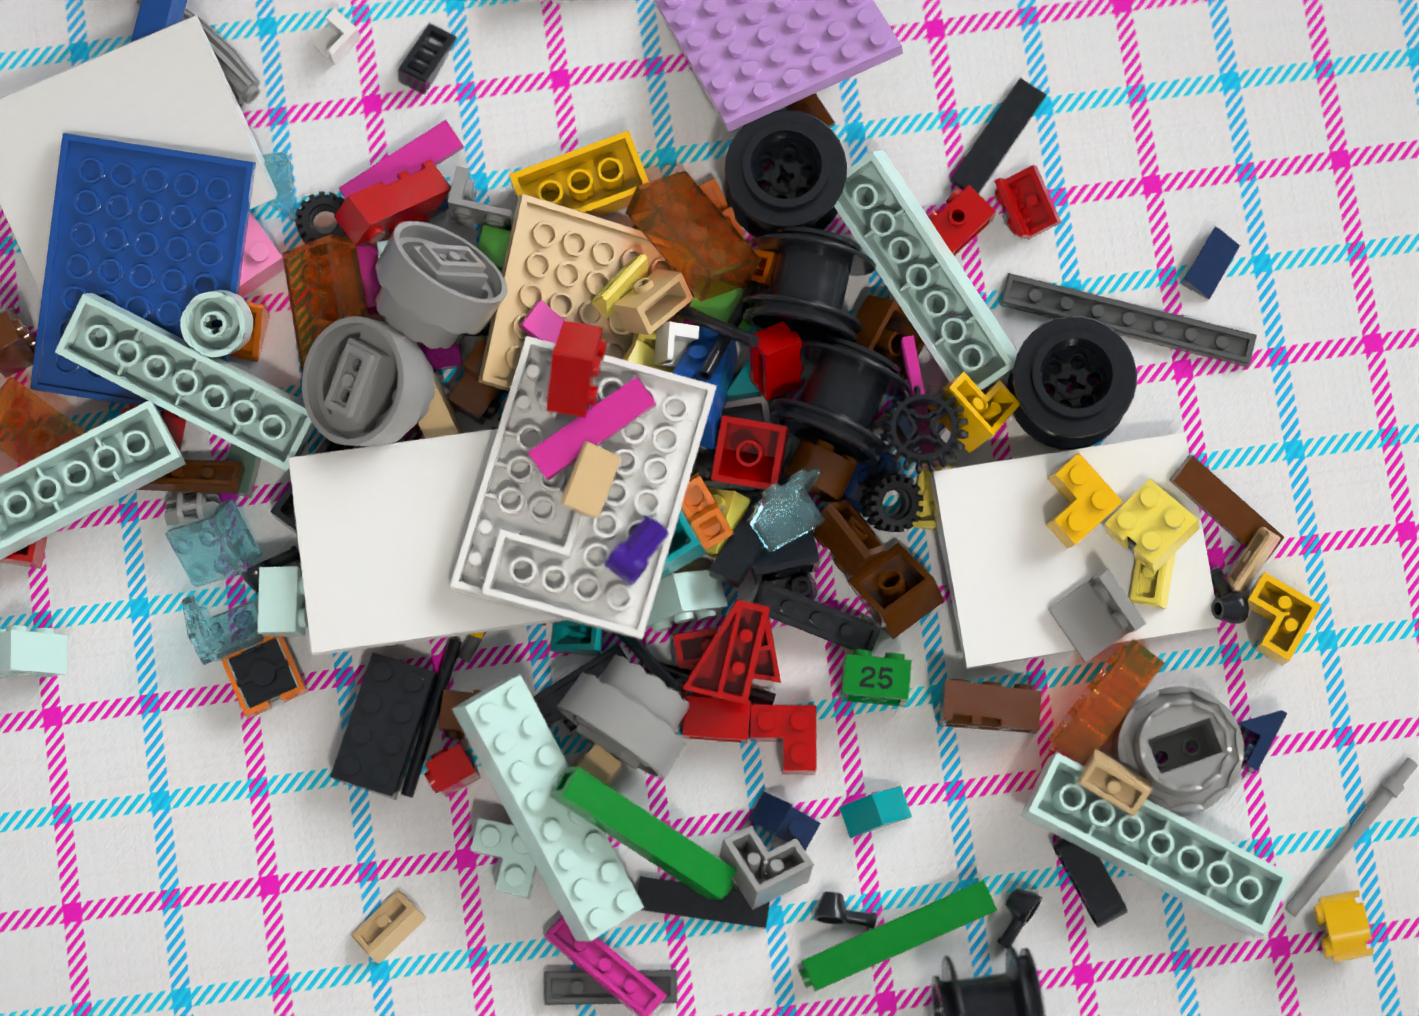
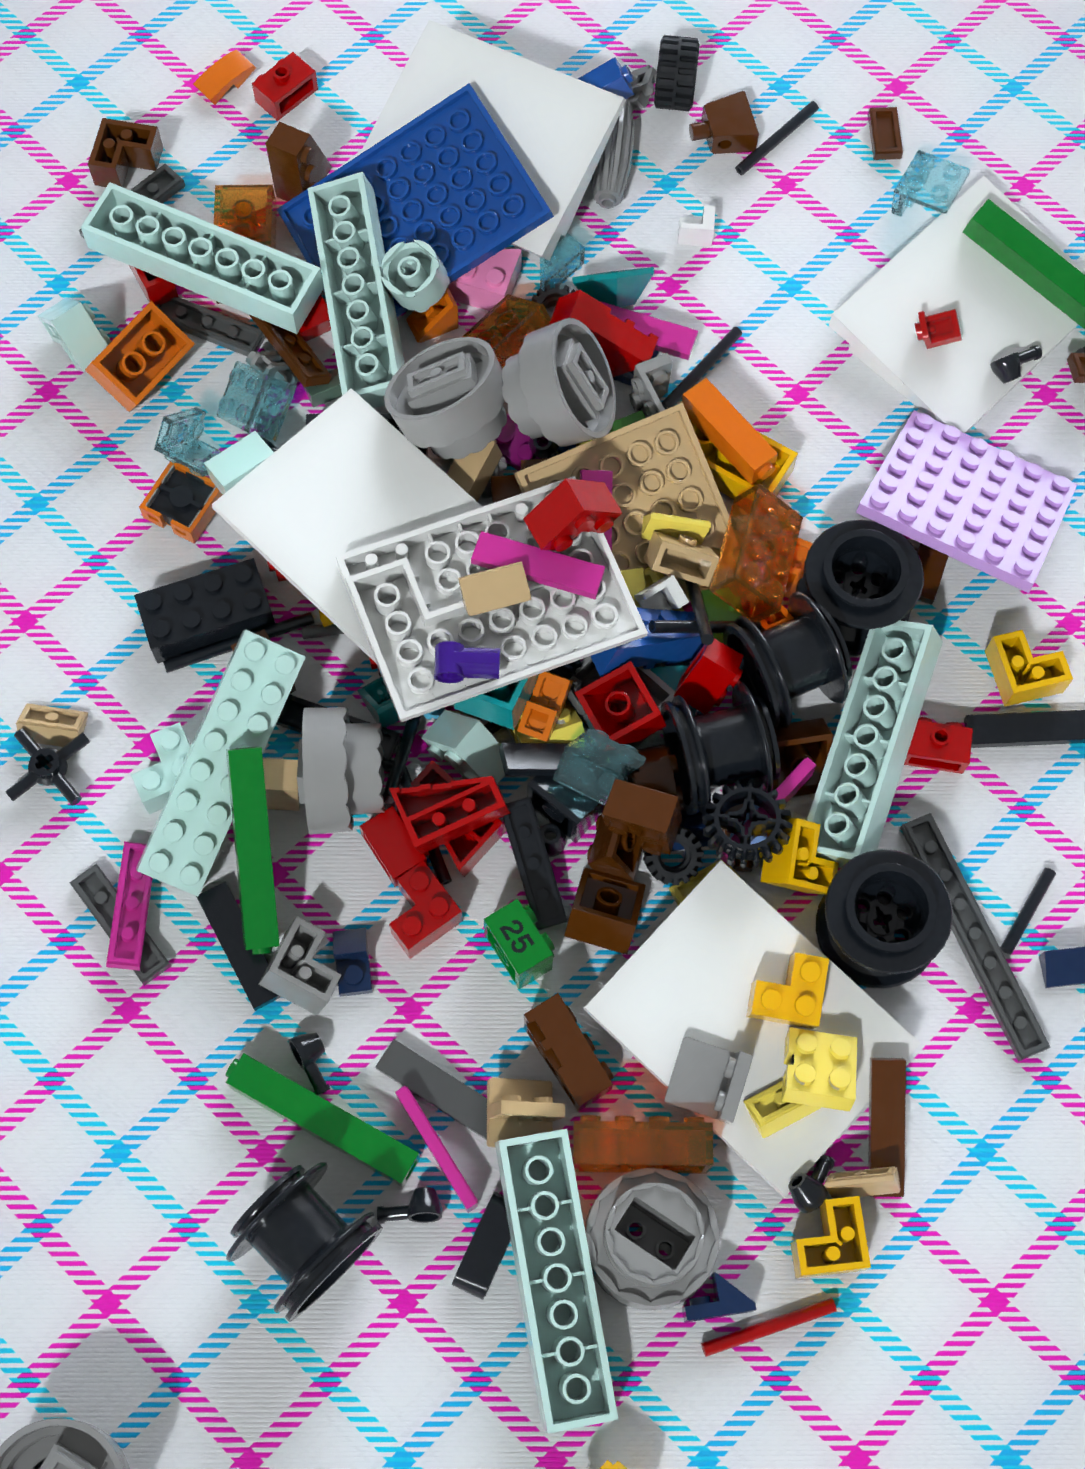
camera: 50 degrees right, 10 degrees down
(94, 614) = (140, 356): none -> orange brick
(97, 530) = (213, 326): none -> dark grey tile
(340, 154) = (615, 287): none -> teal slope
(417, 76) = (715, 295): black slope -> none
(436, 963) = (52, 776): none -> black bar
(450, 771) = (199, 675): red brick -> none
(475, 141) = (707, 362): none -> black piece
(570, 172) = (729, 431): none -> orange brick
(856, 504) = (643, 812): none -> reddish brown brick
(875, 811) = (415, 1027): teal slope -> none
(940, 827) = (435, 1087): none -> dark grey tile
(952, 109) = (1022, 676): none -> yellow brick
(987, 863) = (437, 1149): none -> dark pink tile
(1006, 777) = (520, 1108): none -> tan bracket
(1027, 203) = (997, 785): red bracket -> none
(1115, 782) = (578, 1197): tan slope -> none
(1141, 262) = (1028, 910): none -> black bar
(1302, 713) = (768, 1327): none -> red piece
(1390, 788) = (766, 1456): light grey bar -> none

